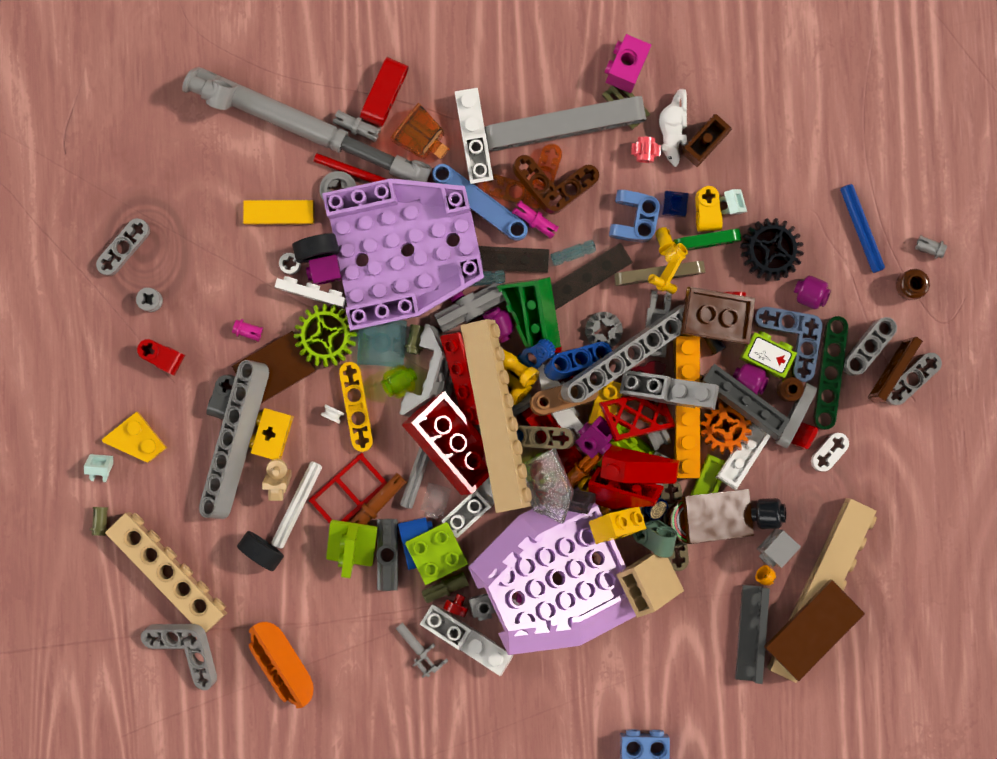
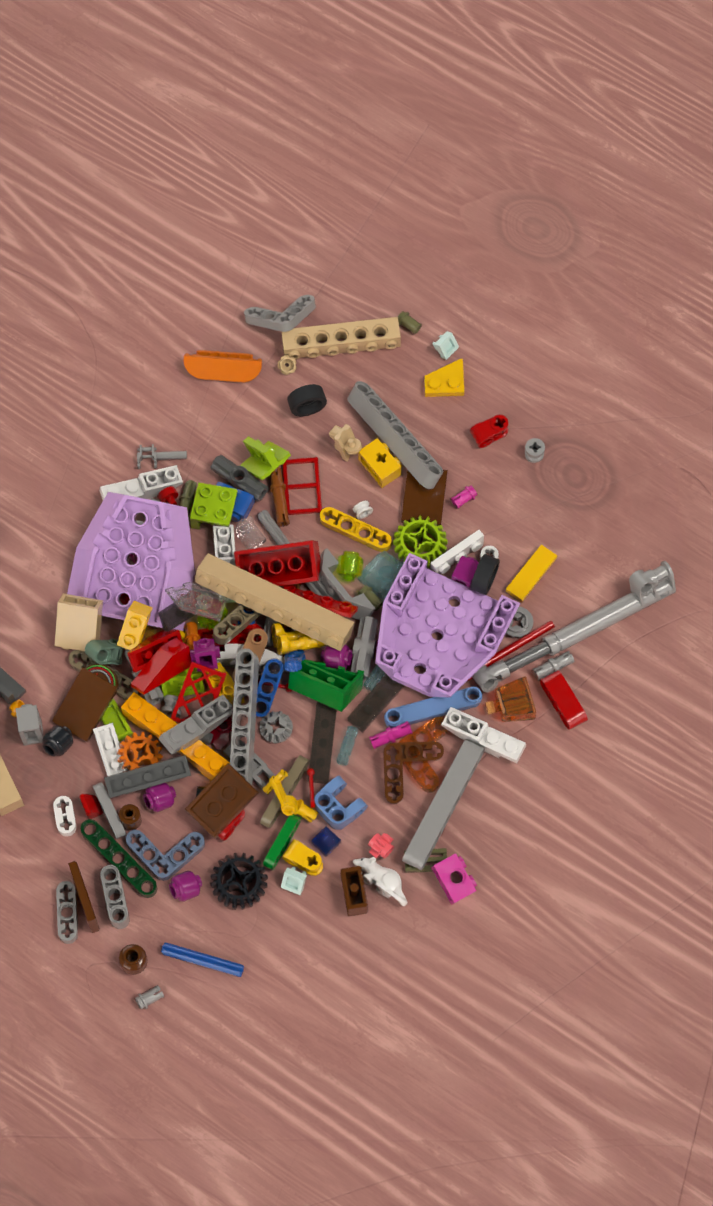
camera: 130 degrees right, 20 degrees down
(117, 265) = (587, 451): light grey beam -> none
(220, 397) = (433, 448): dark grey piece -> none
(233, 597) = (292, 364): none -> tan plate
(296, 505) = (320, 447): white axle -> none
(626, 262) = (310, 772): none -> red hinge
(657, 511) = (124, 667): tile -> none
(769, 355) = (167, 822): brick -> none

